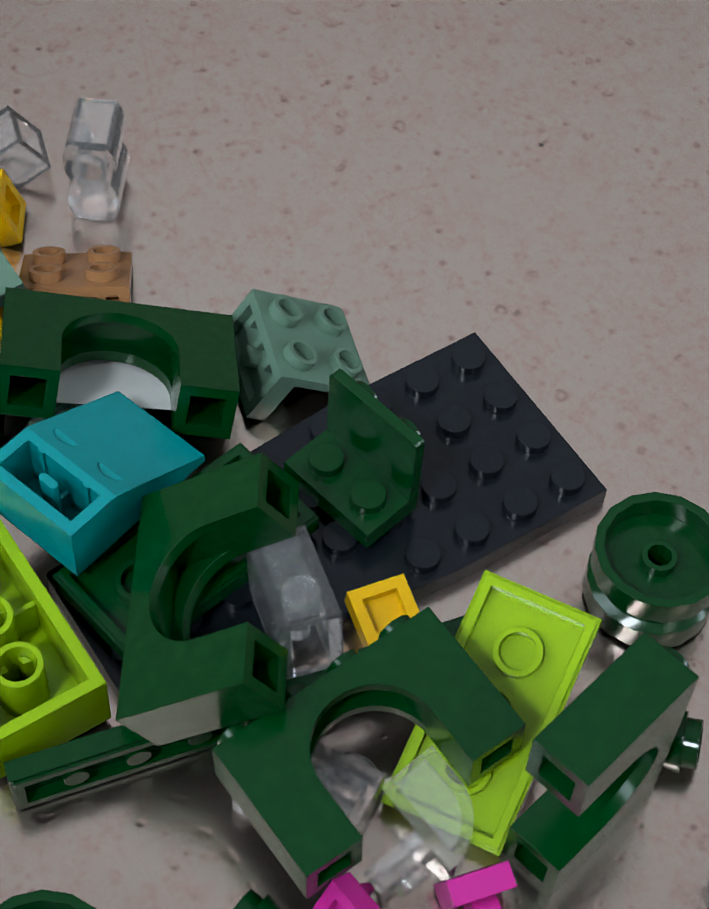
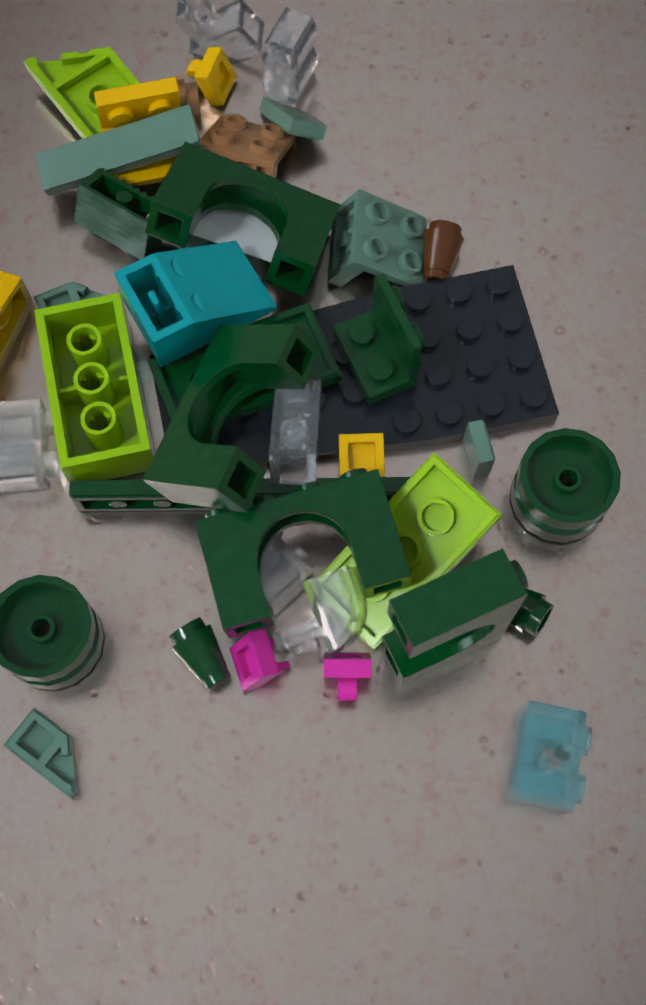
camera: 25 degrees right, 15 degrees up
(123, 234) = (292, 119): none -> sand green tile
(378, 337) = (441, 249): none -> reddish brown cone
(527, 558) = (478, 448): none -> sand green tile

